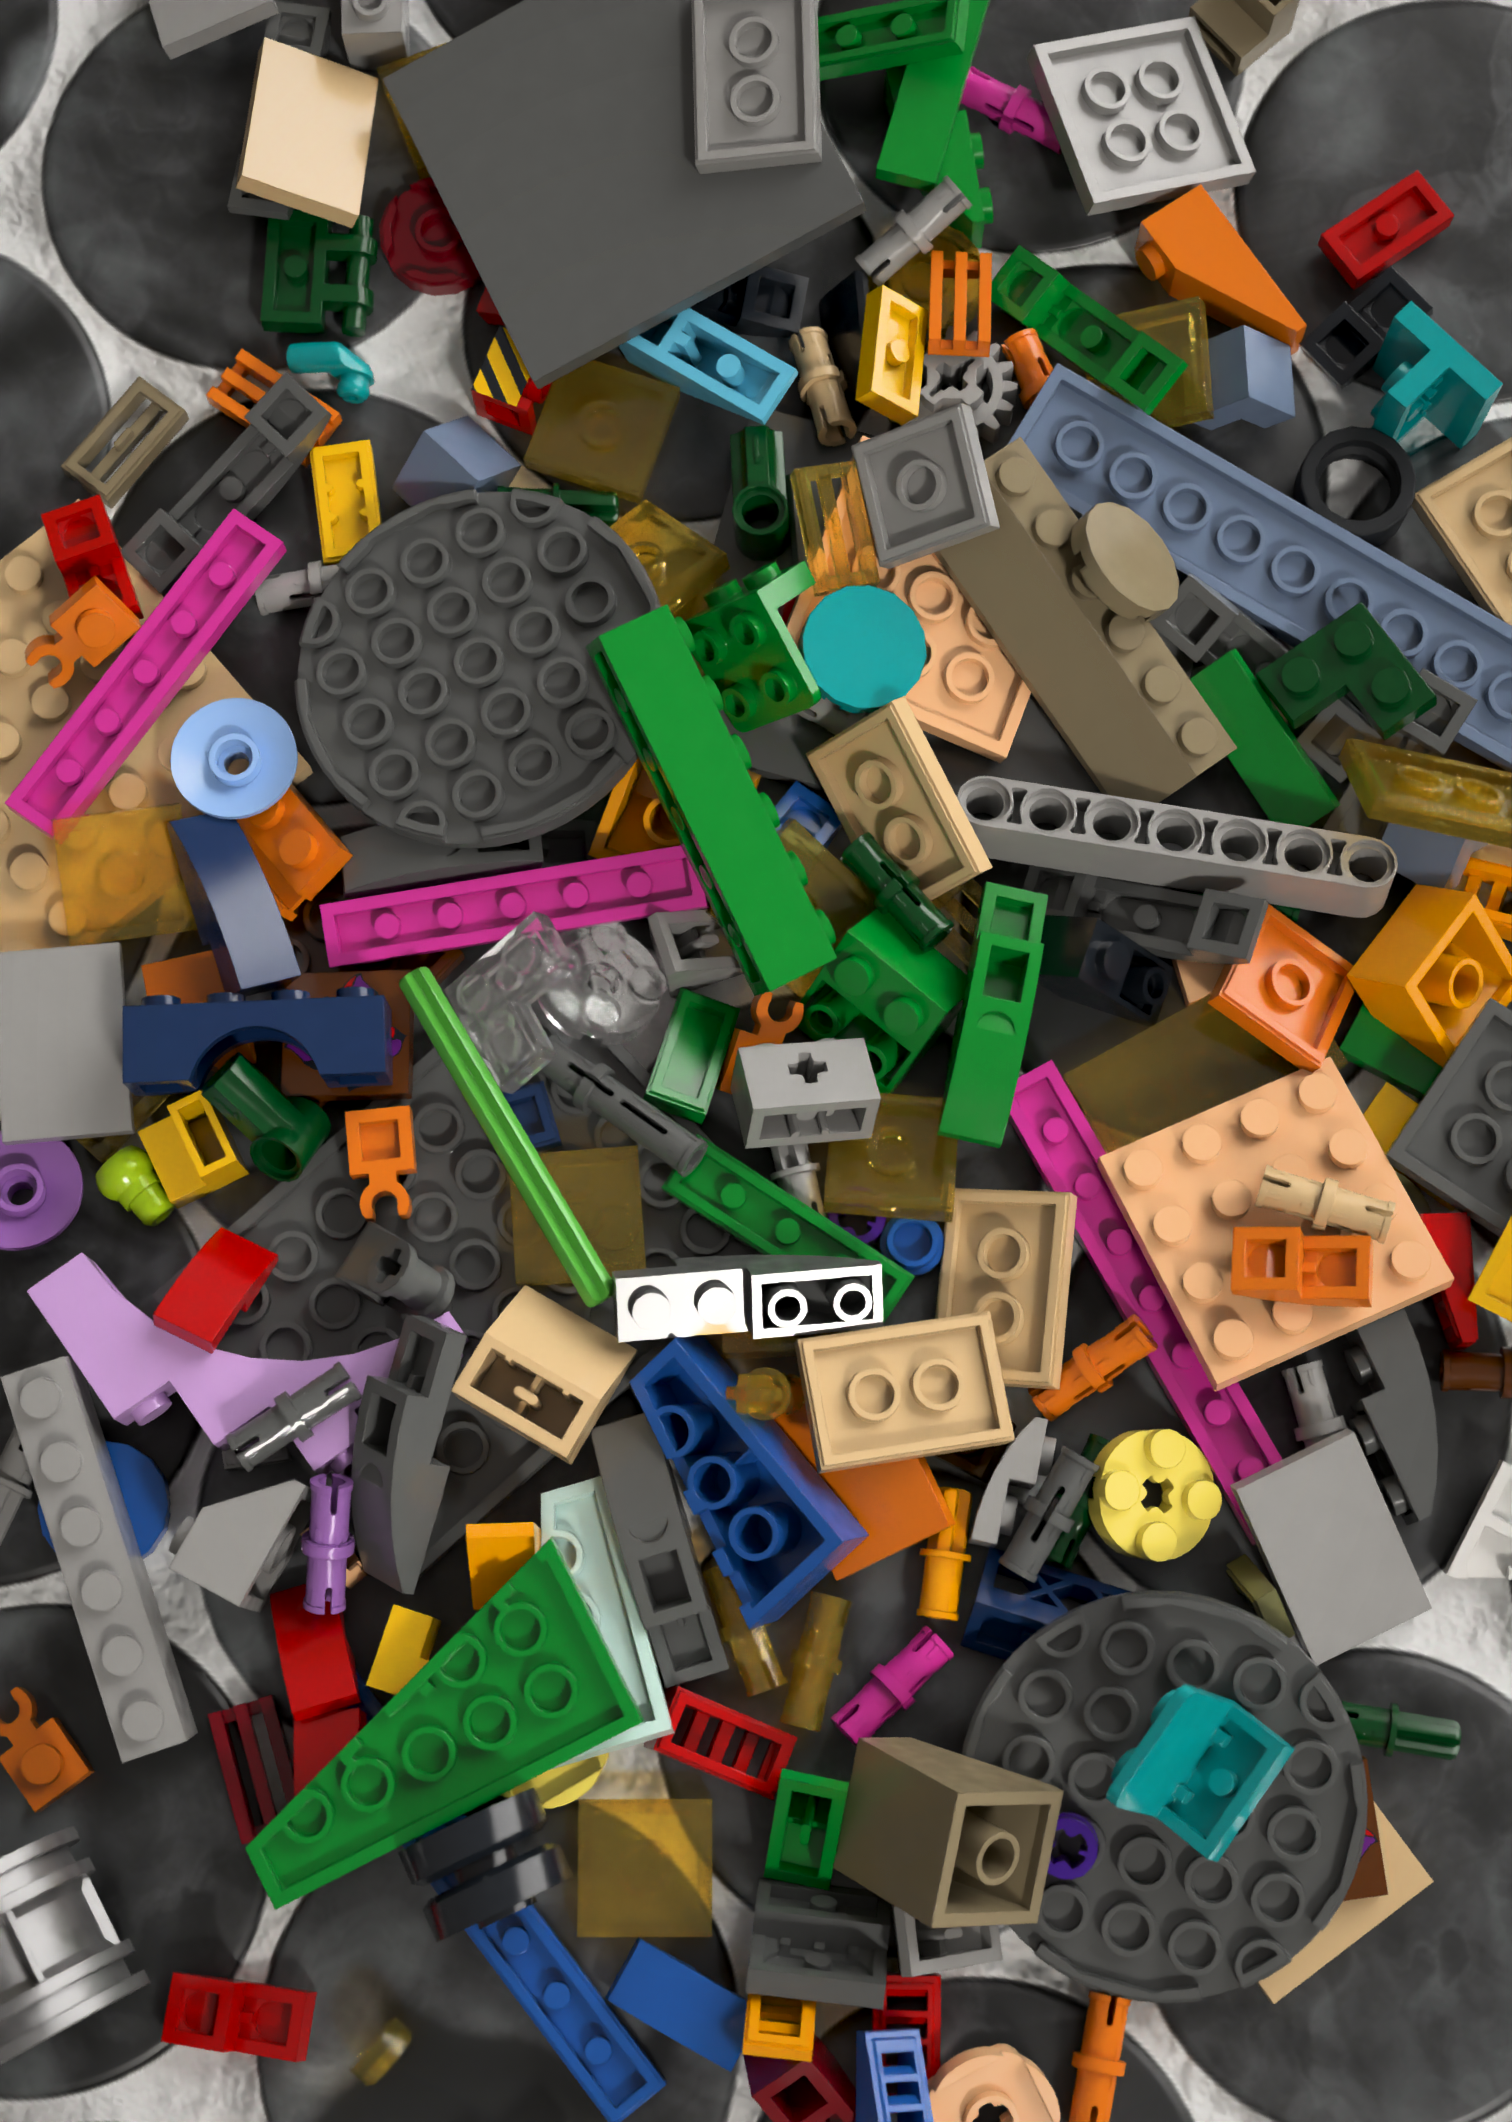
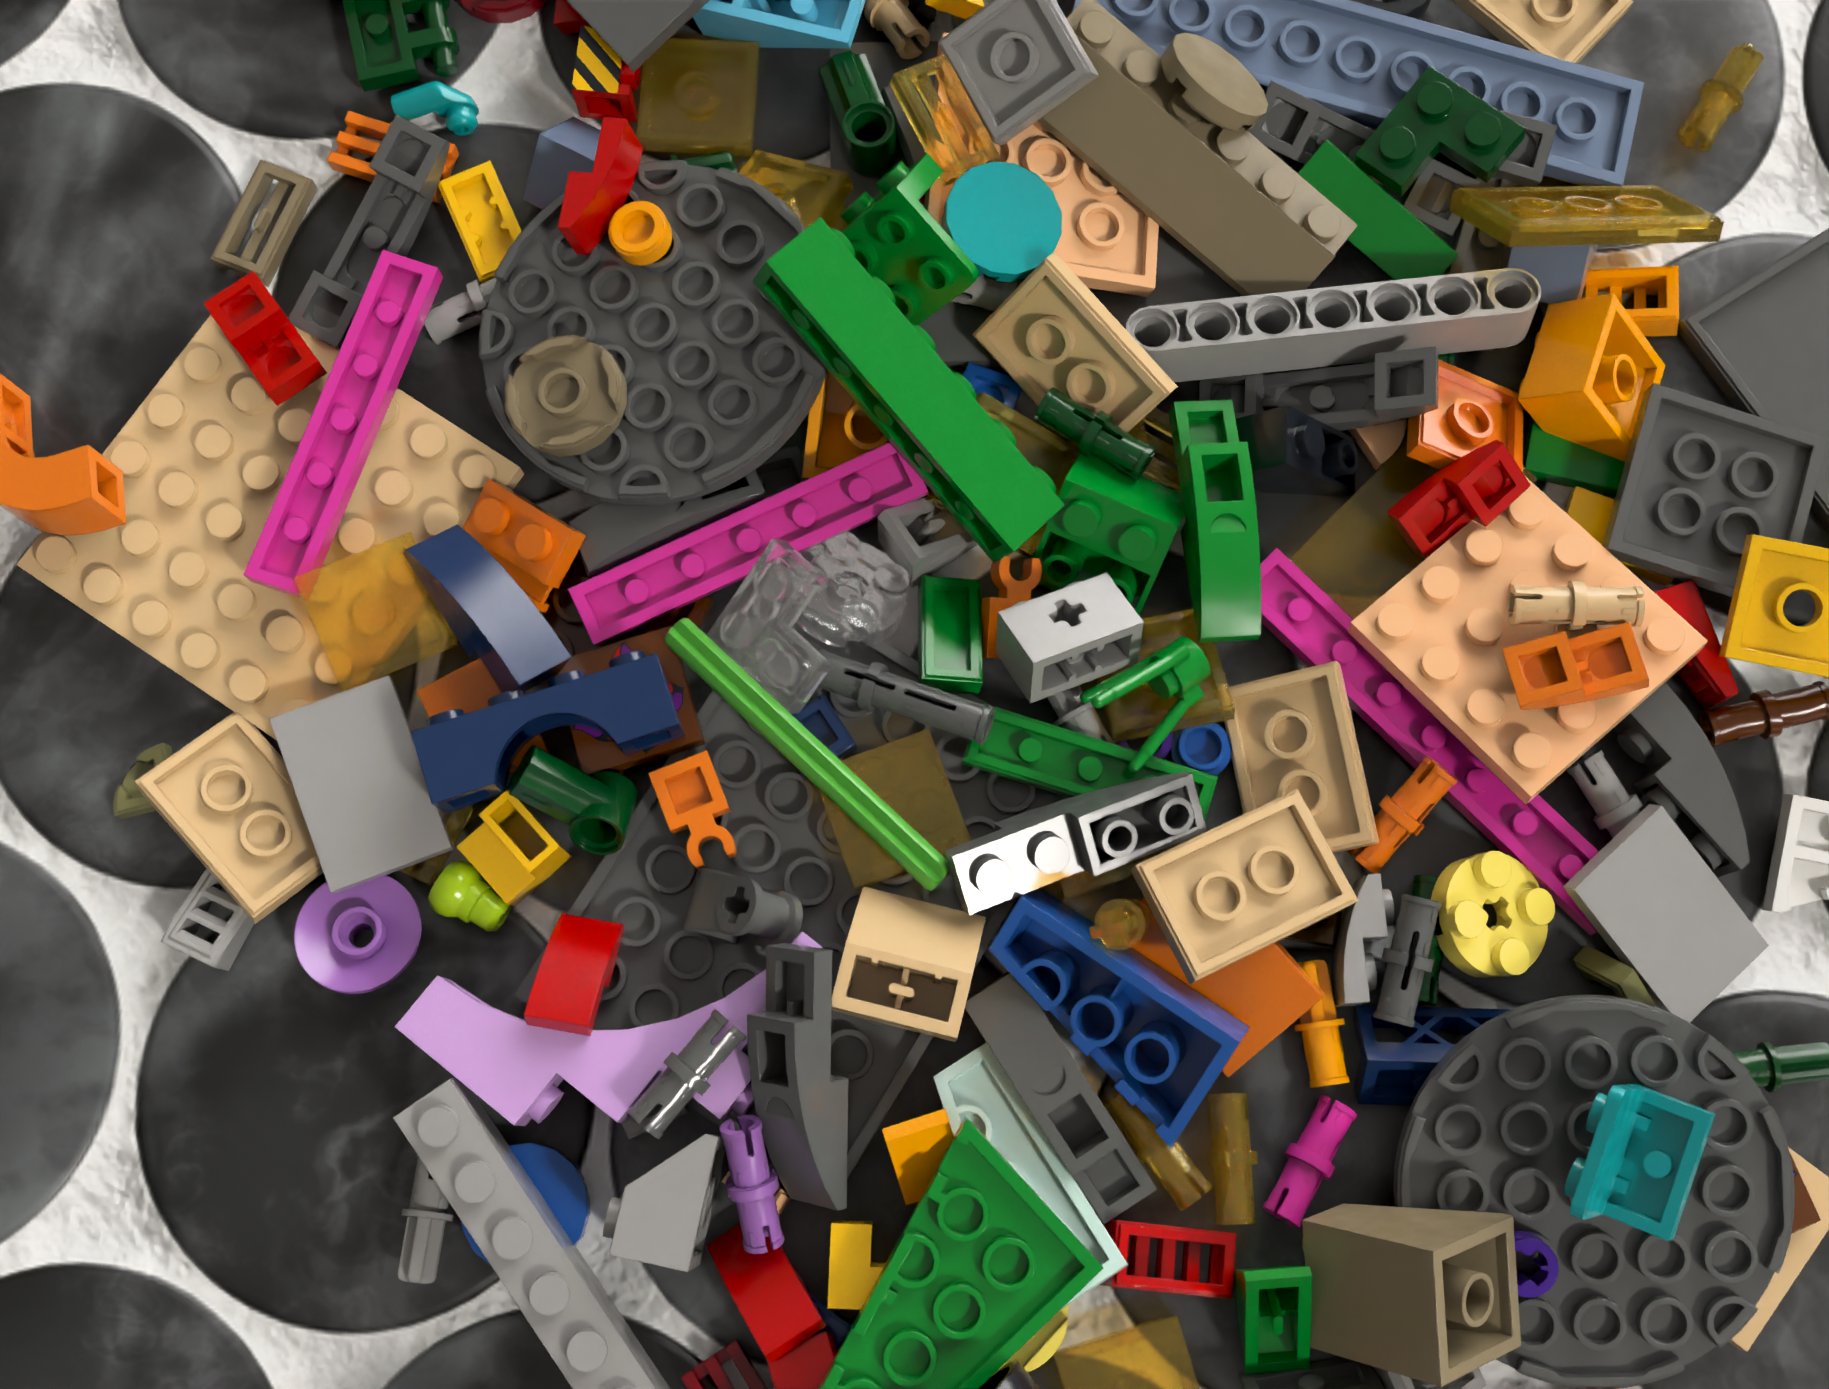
camera: 20 degrees left, 0 degrees up
(87, 626) = (277, 390): orange plate -> none
(229, 732) = (435, 456): light blue dish -> none
(371, 710) = (566, 396): none -> dark tan tile
(458, 518) = (596, 196): none -> red slope
(493, 563) = (640, 233): none -> light orange tile
(896, 1156) = (1169, 673): none -> green plant
(1251, 1056) = (1466, 490): none -> red slope

